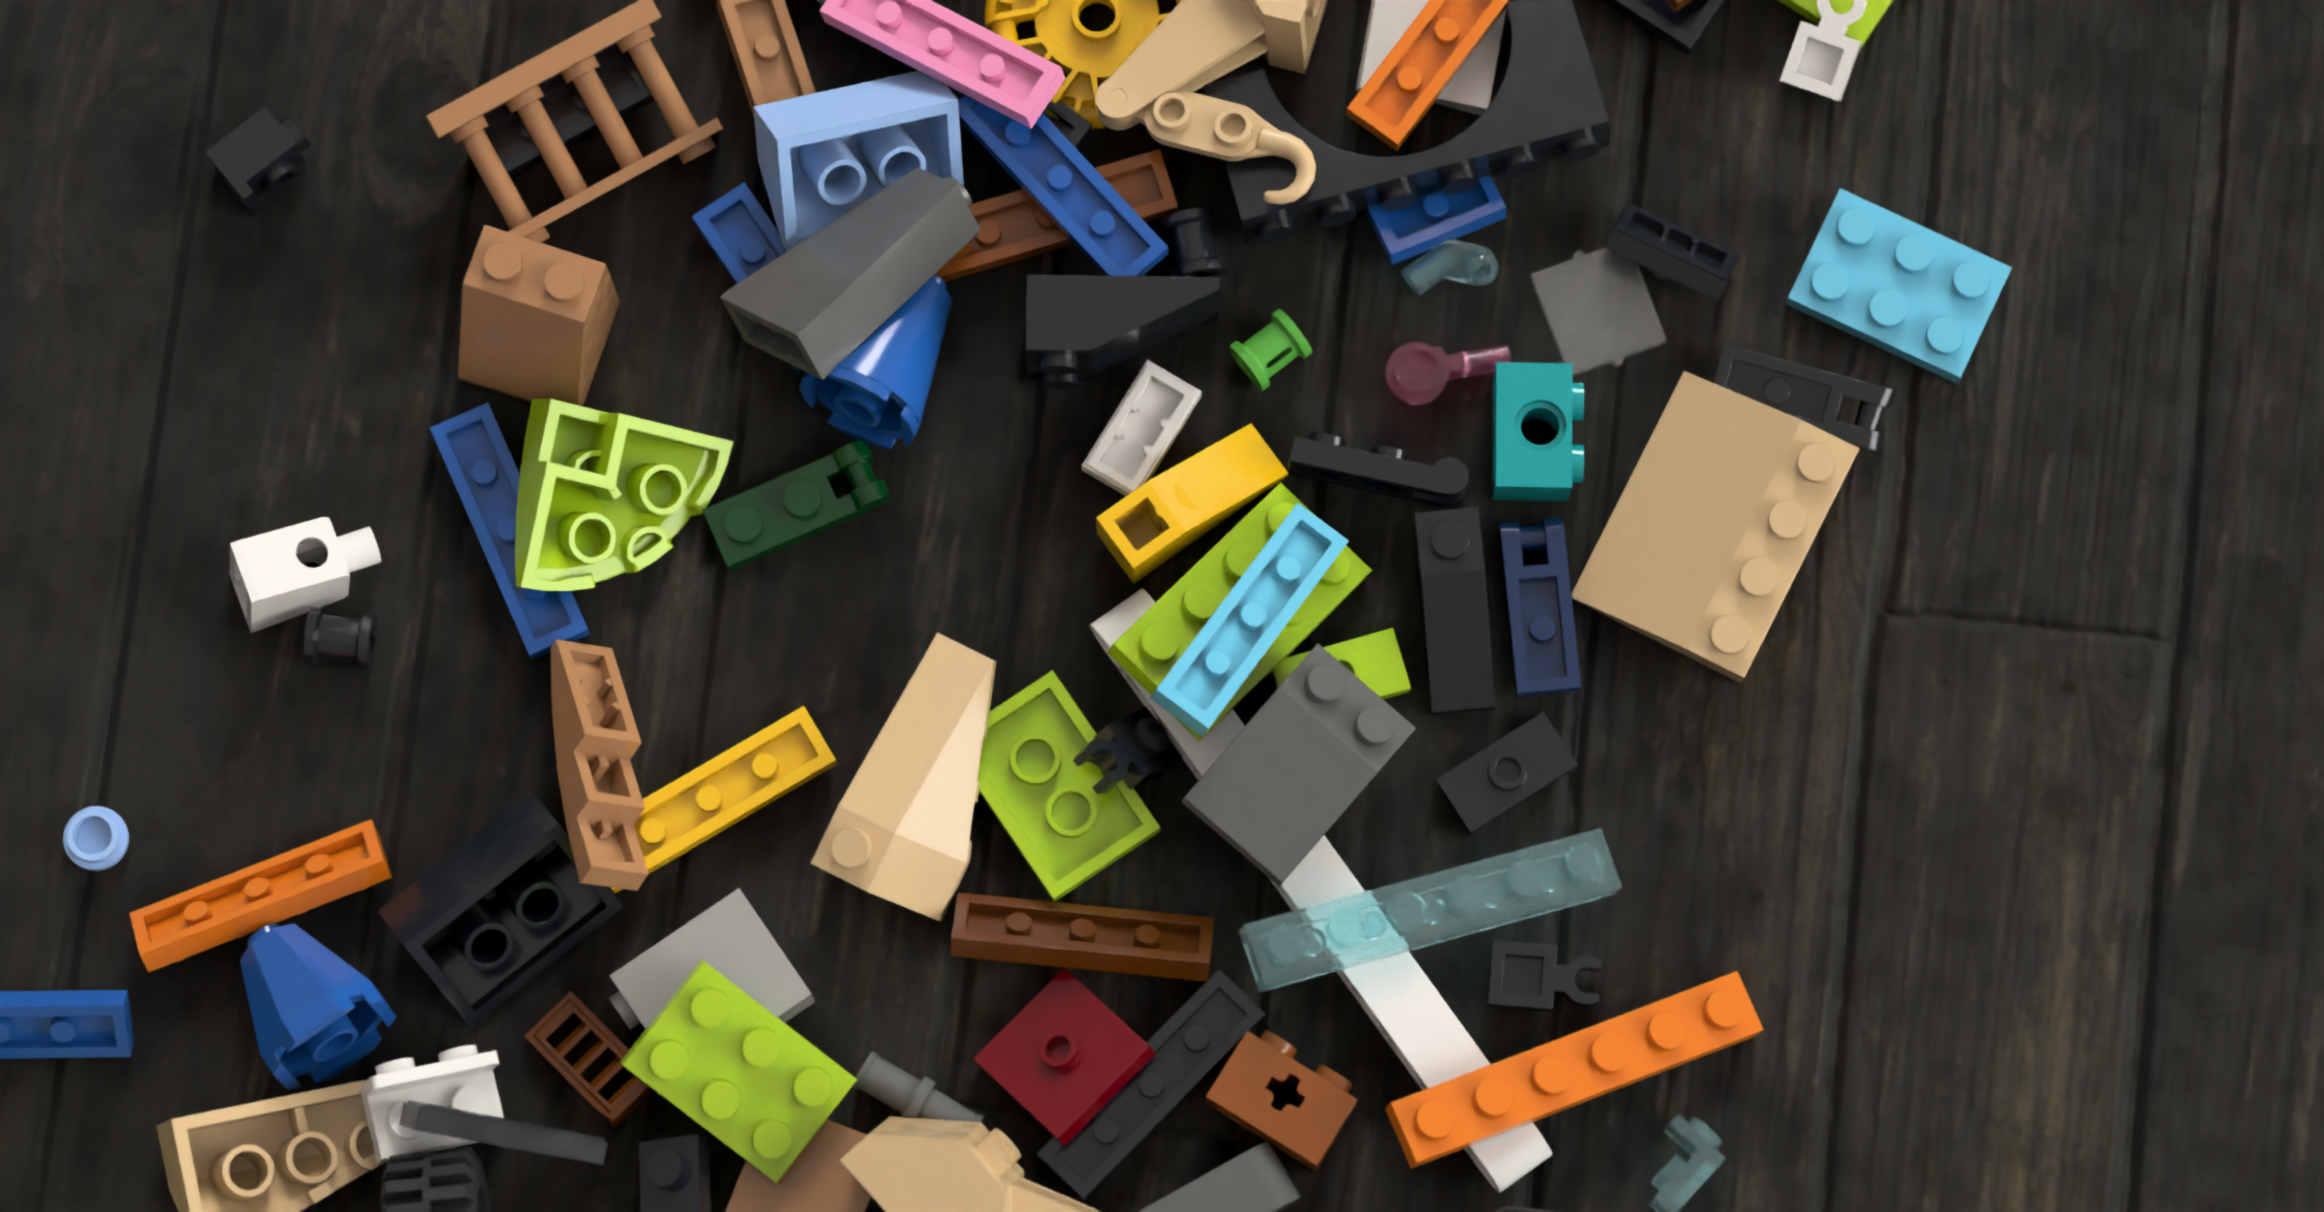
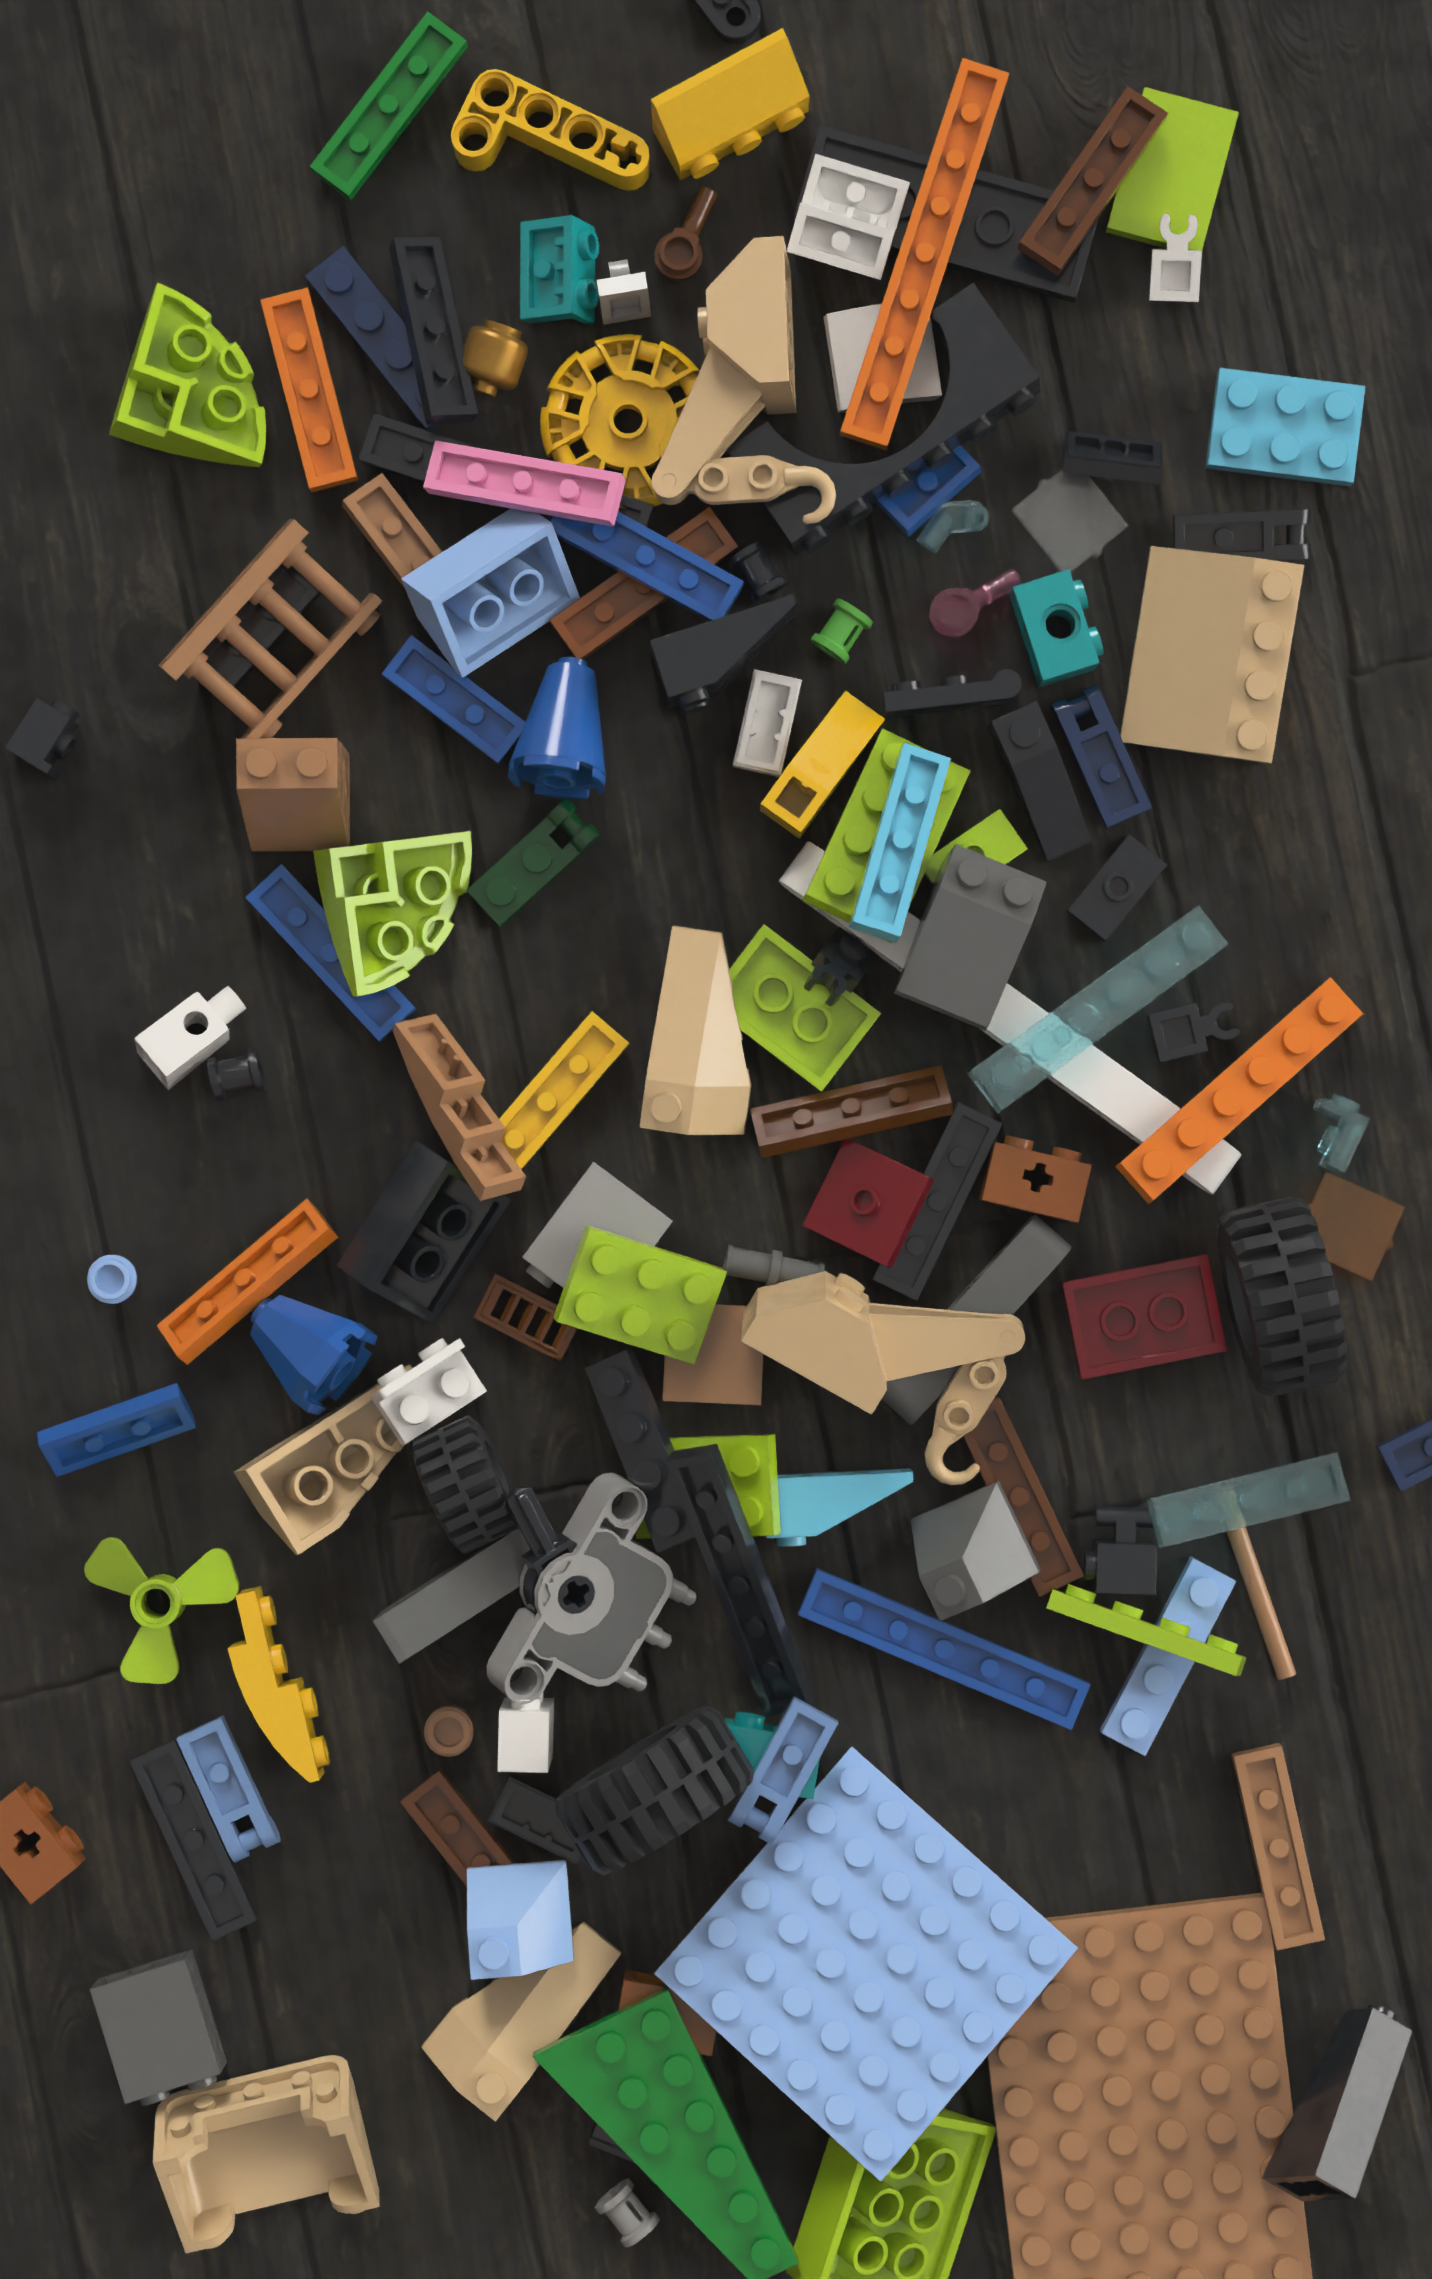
camera: 20 degrees left, 10 degrees up
(503, 1132) = (486, 1395): black tile -> none
(853, 273) = (519, 679): dark grey slope -> none

